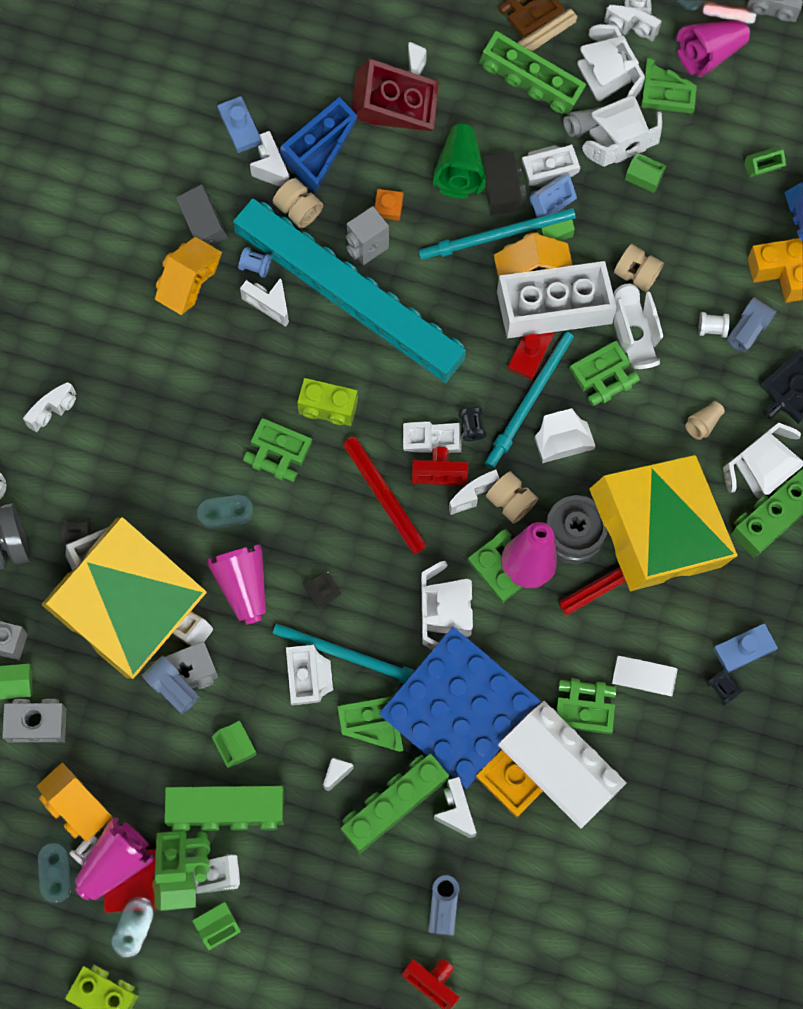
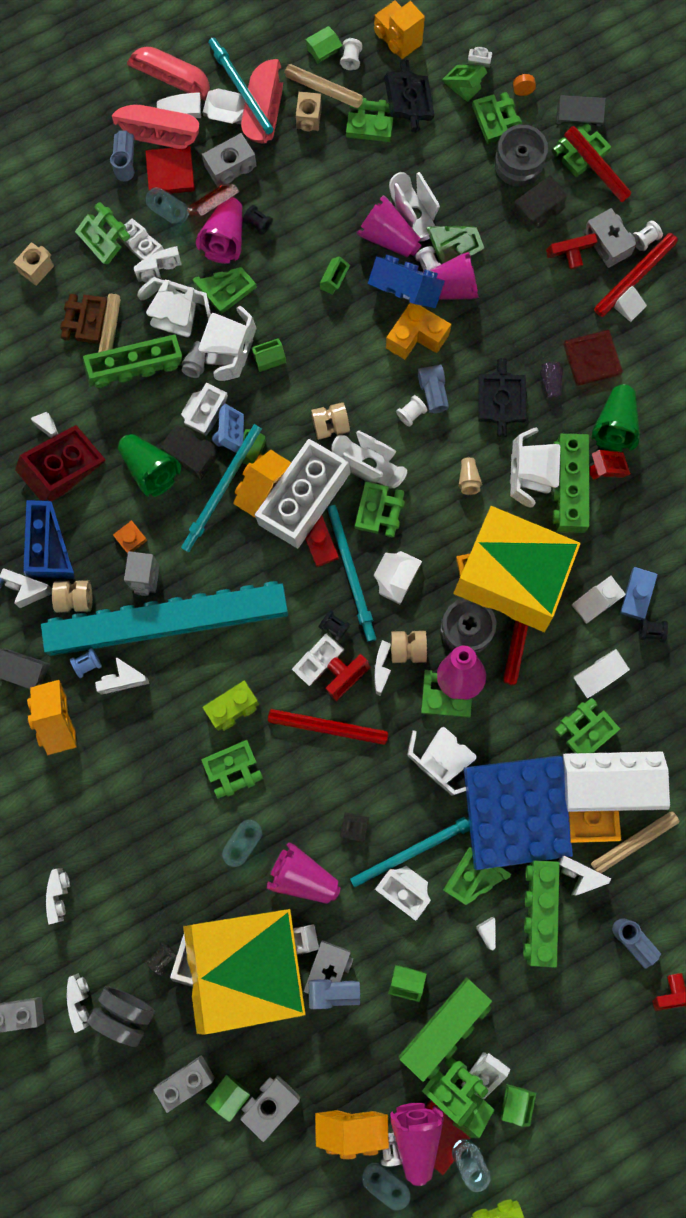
camera: 45 degrees left, 5 degrees up
(528, 832) = (635, 842): none -> tan axle
(706, 619) = (598, 599): none -> white slope
(749, 62) = (257, 219): none -> black bush

